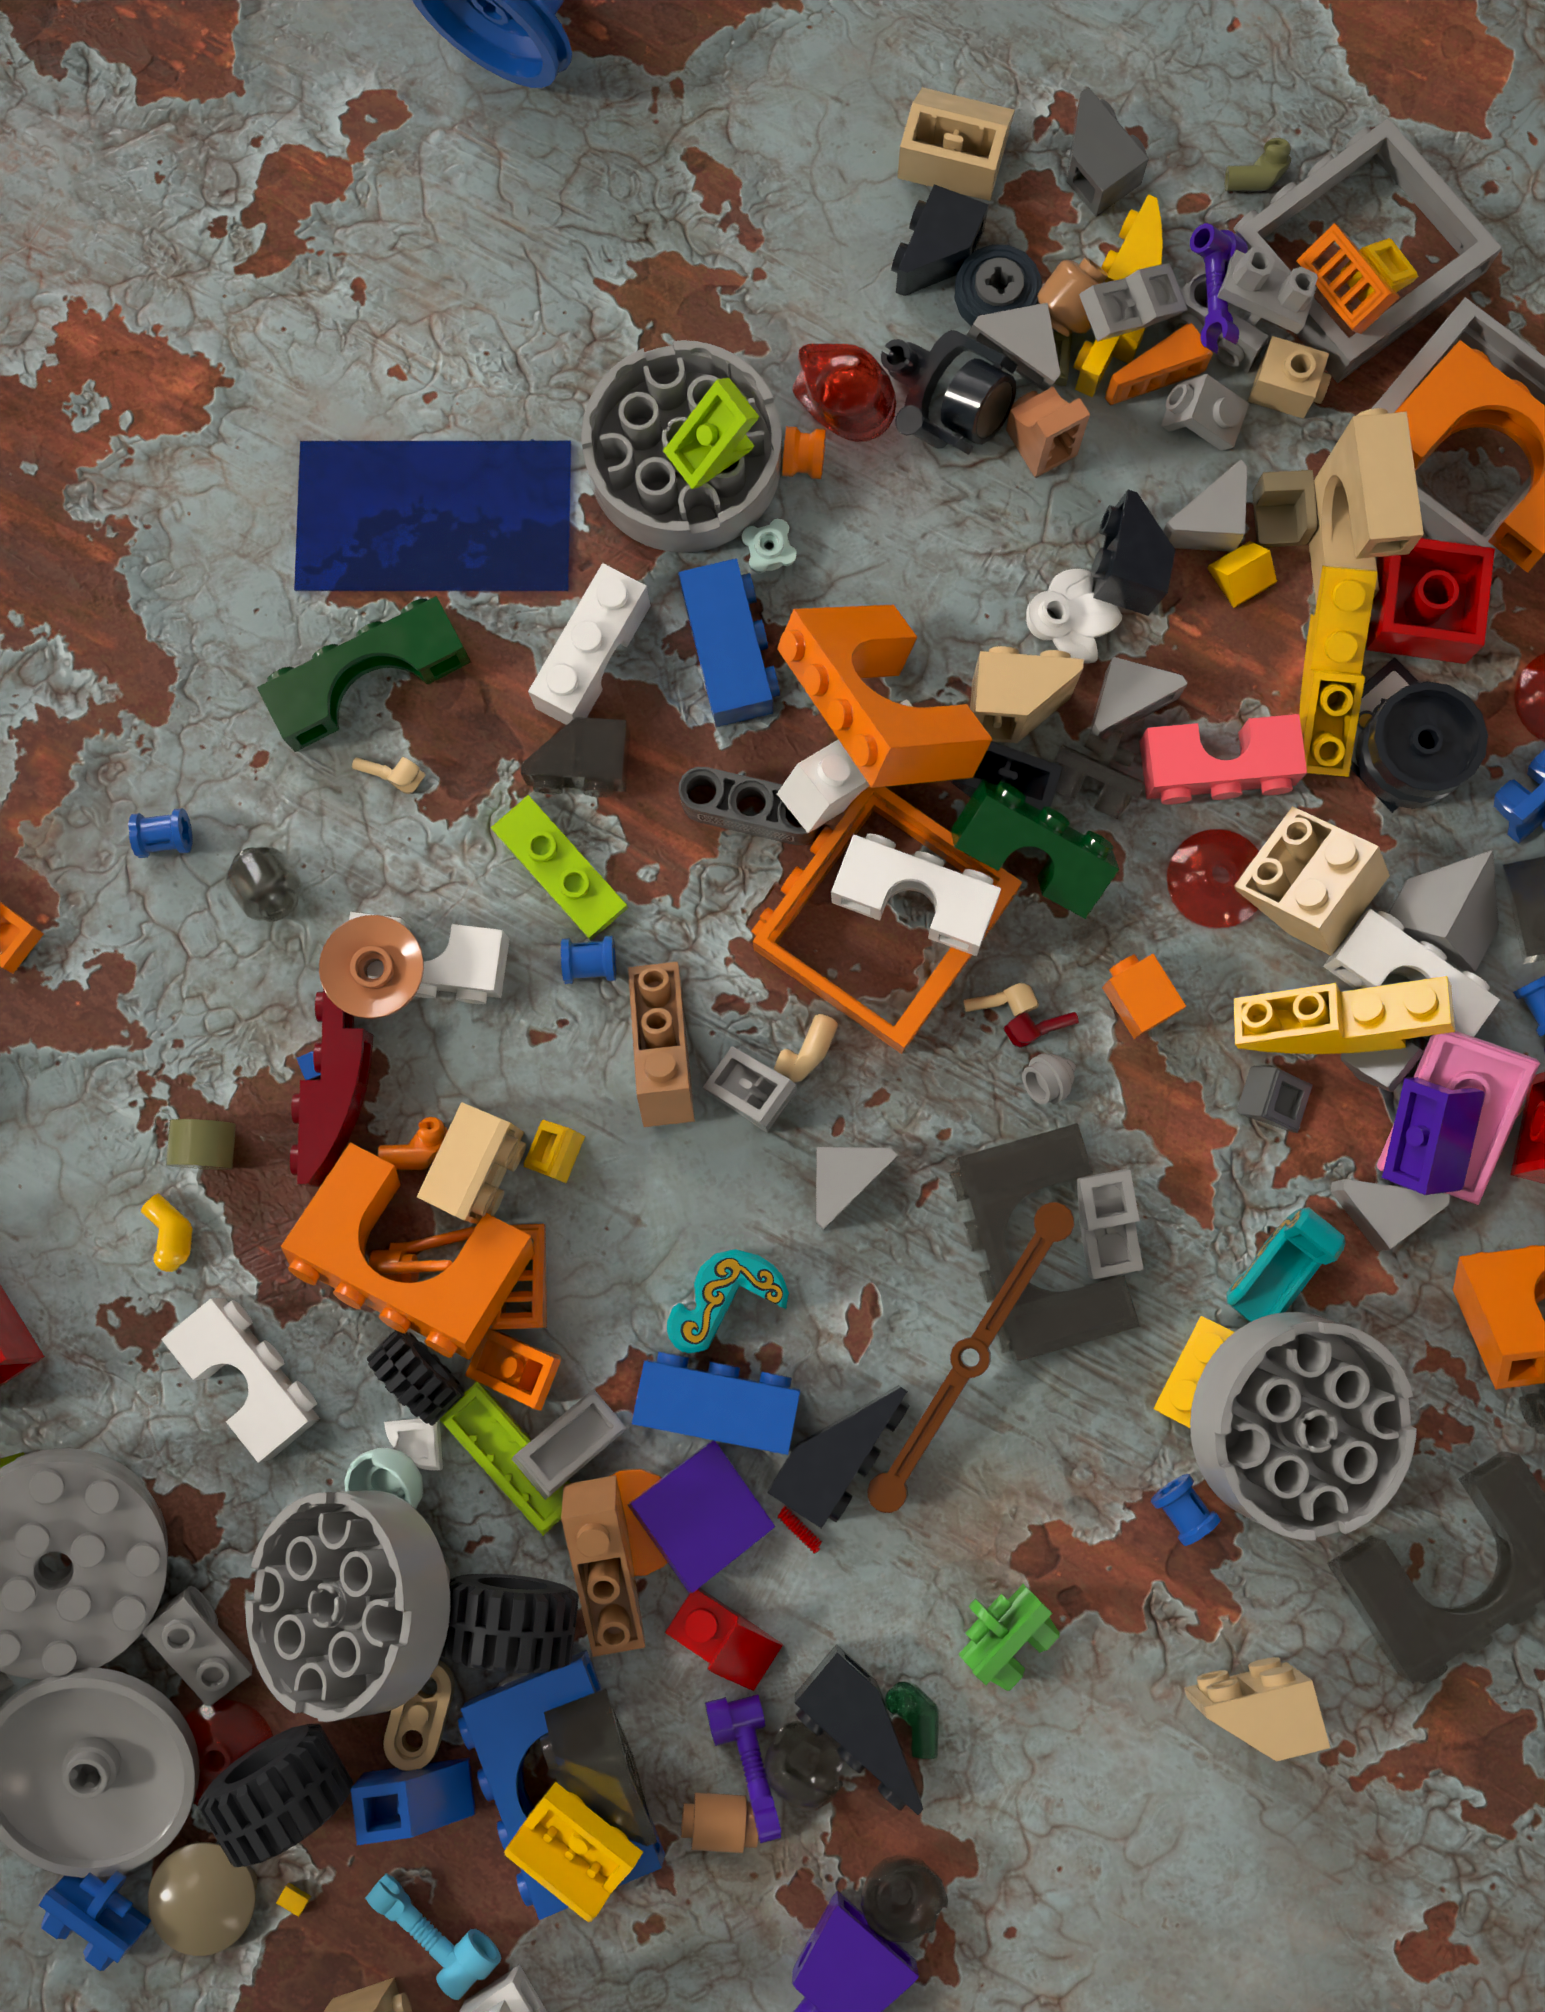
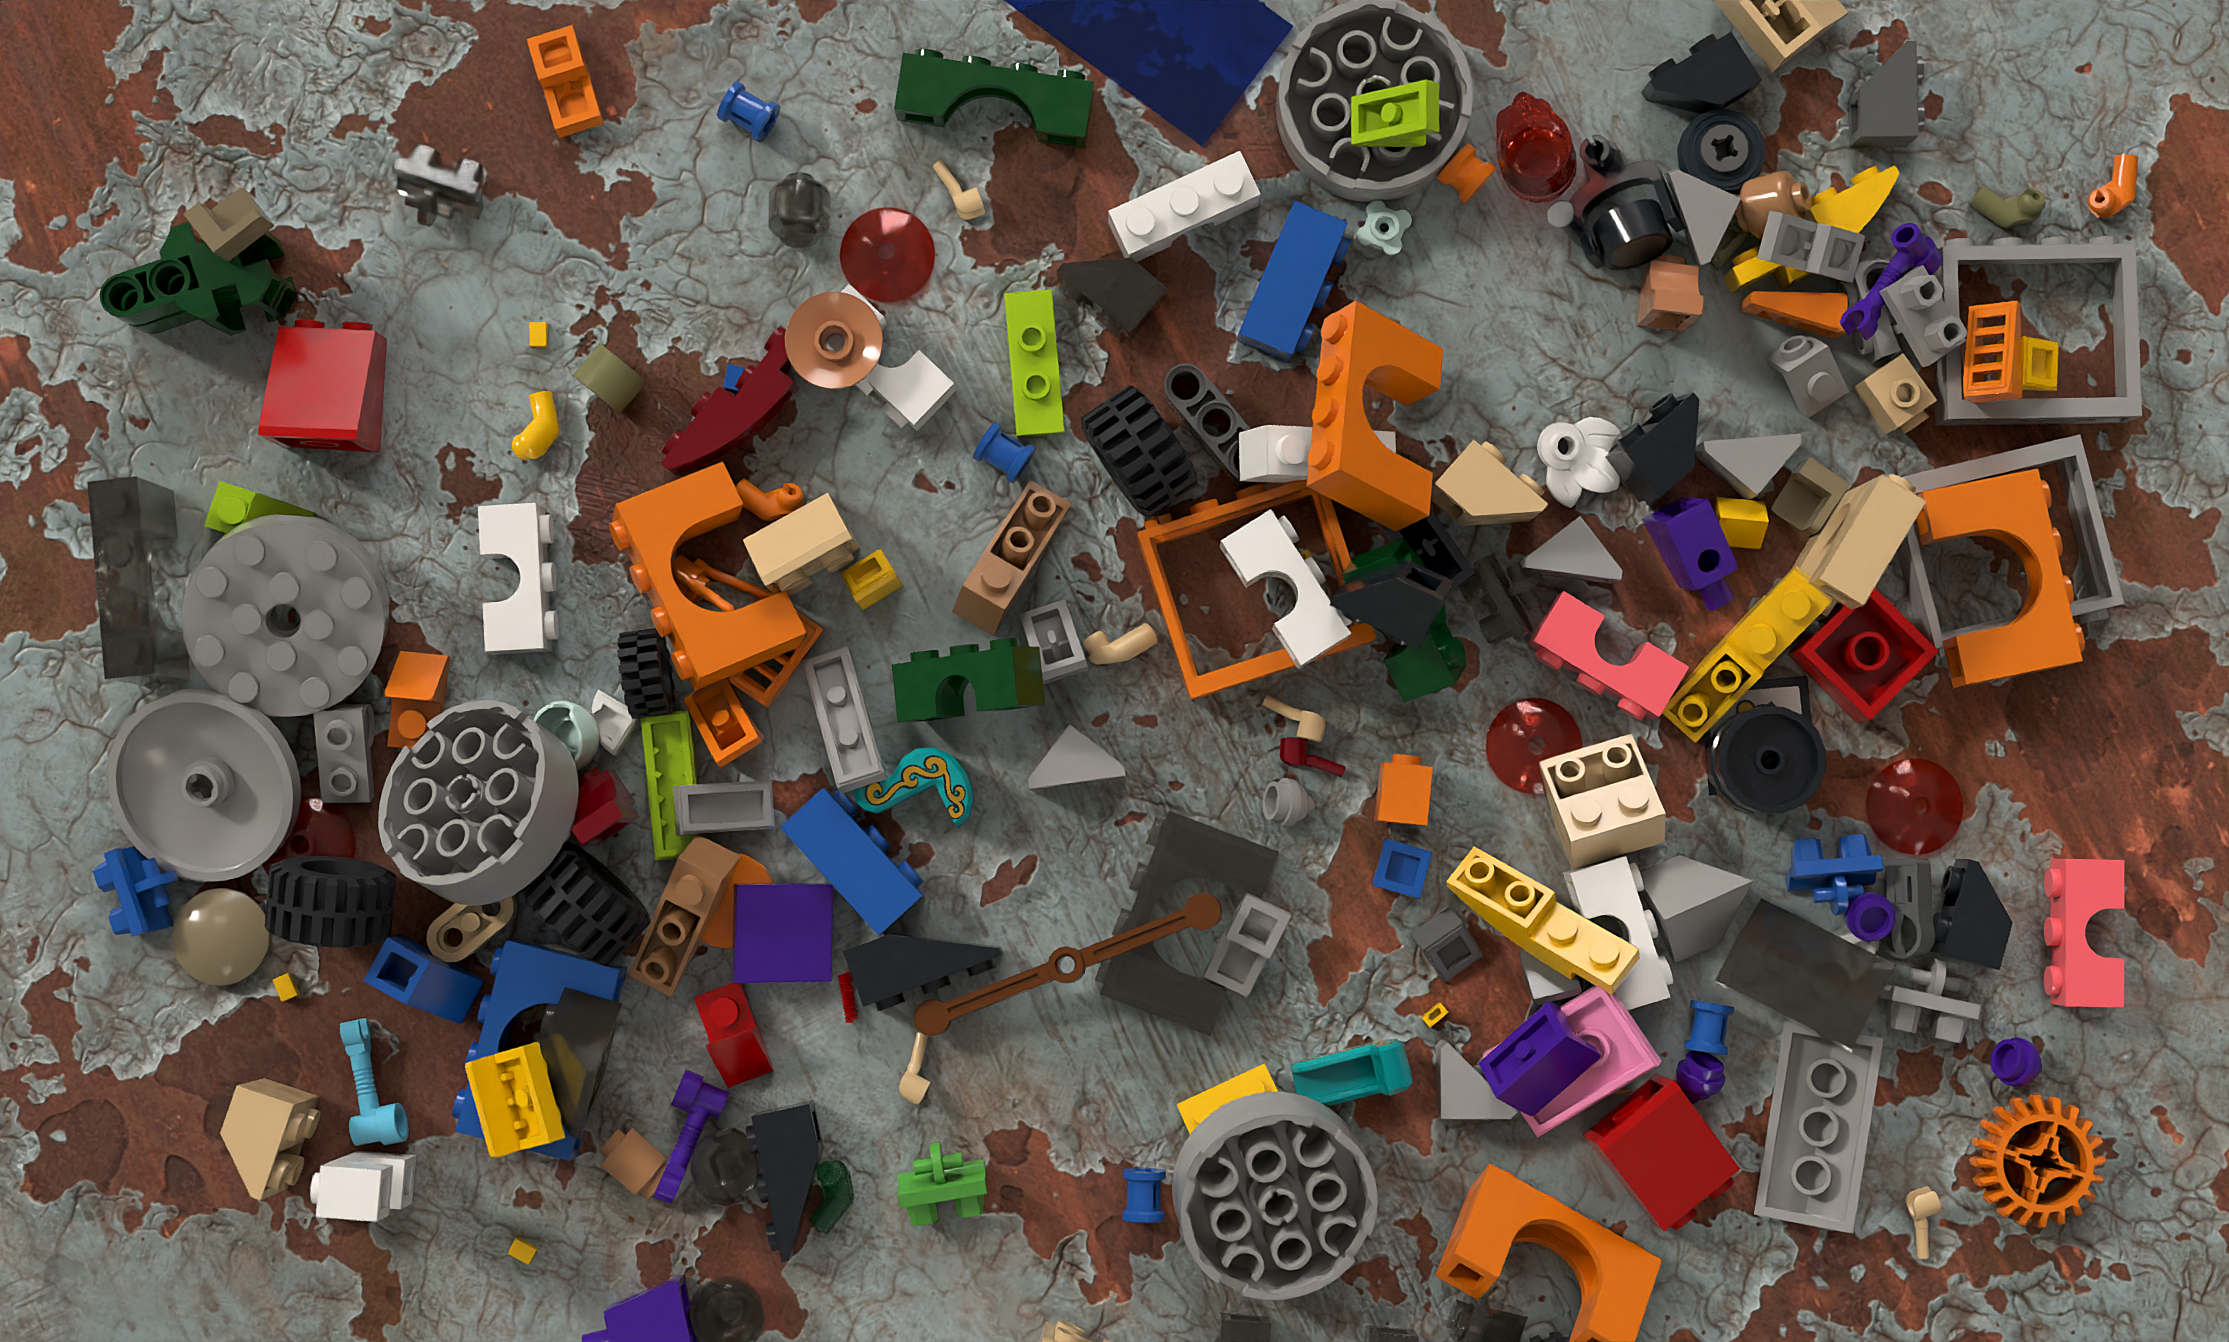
camera: 30 degrees right, 5 degrees up
(113, 1153) = (538, 334): none -> yellow piece
(226, 1544) = (417, 695): none -> orange slope
(387, 881) = (887, 278): none -> clear red dish
(461, 1524) = (602, 807): none -> dark red slope
(619, 1289) = (844, 720): none -> light grey tile
(678, 1980) = (523, 1250): none -> yellow piece
(704, 870) = (1139, 451): none -> black tyre
(729, 1147) = (935, 685): none -> dark green arch
(914, 1566) = (913, 1086): none -> tan hand
(1019, 829) = (1396, 600): none -> black slope
(1188, 1061) = (1401, 868): none -> blue plate
(1225, 615) = (1682, 534): none -> dark purple torso
(1310, 1165) = (1434, 1014): none -> yellow piece
(1338, 94) = (2119, 192): none -> orange arm

